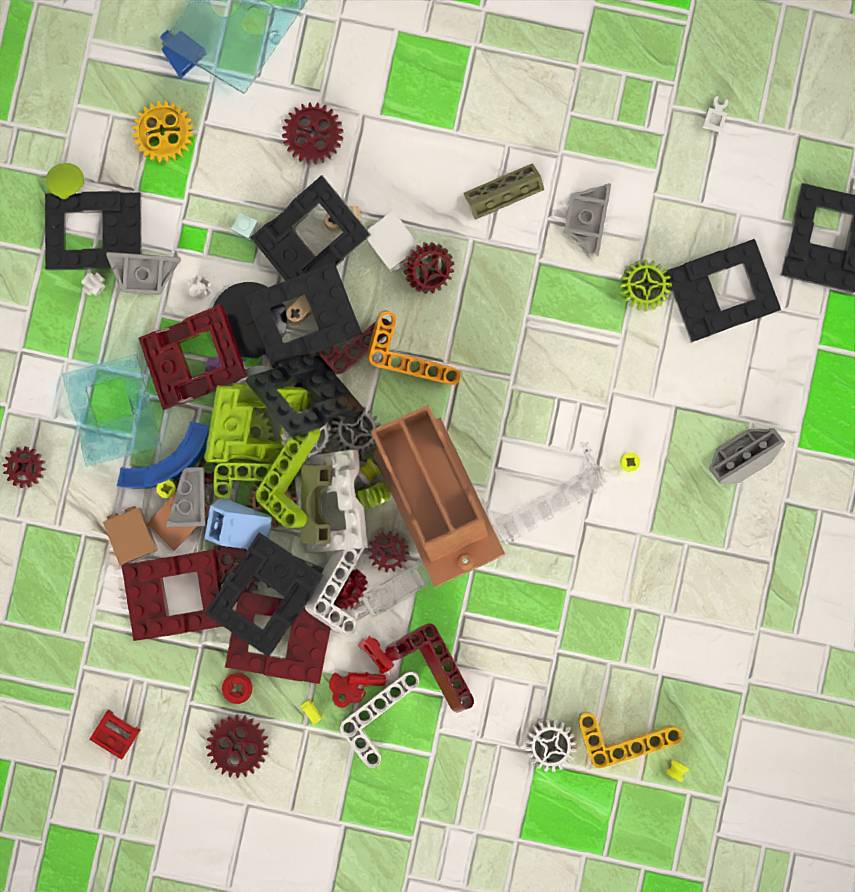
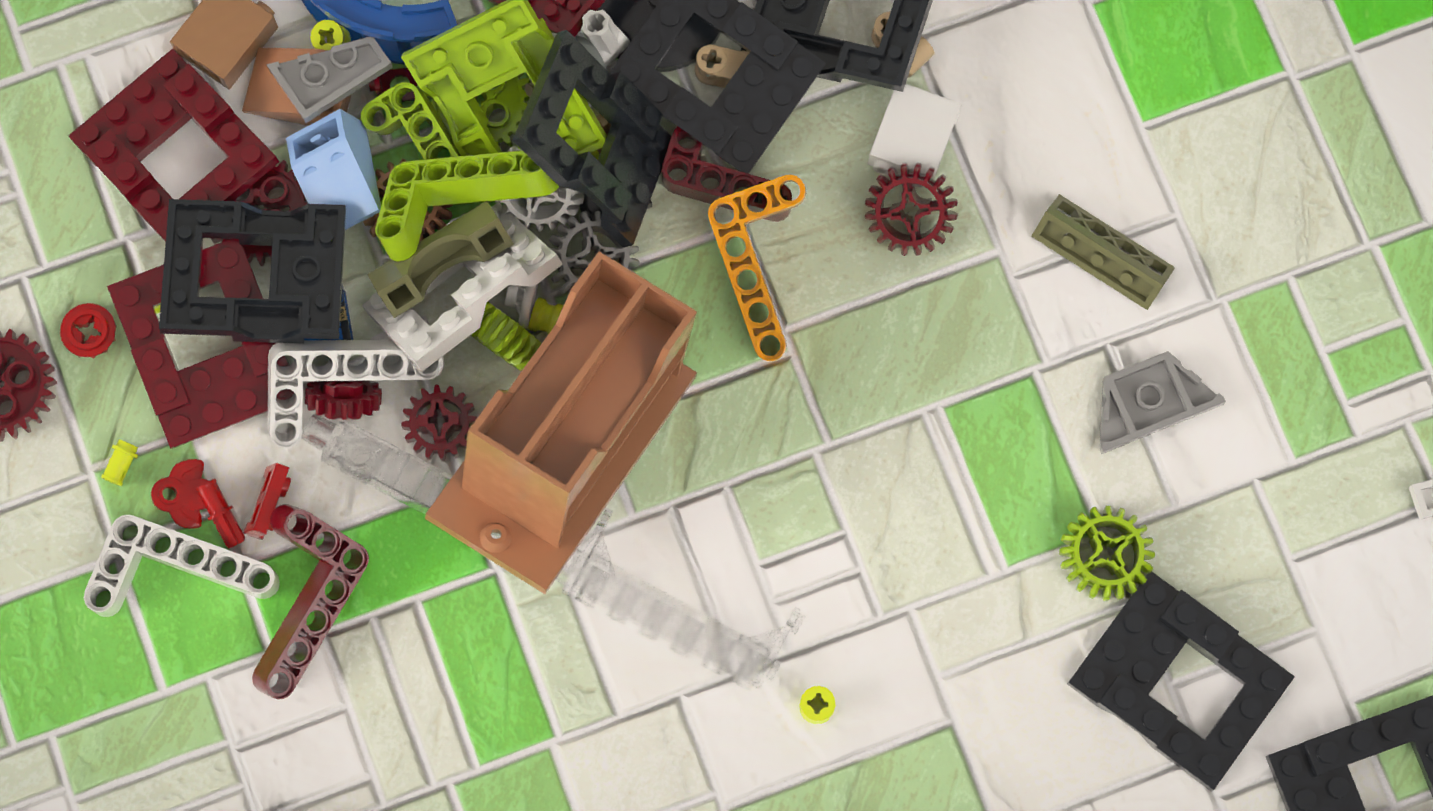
camera: 60 degrees right, 10 degrees down
(253, 357) = (604, 35): none -> white piece

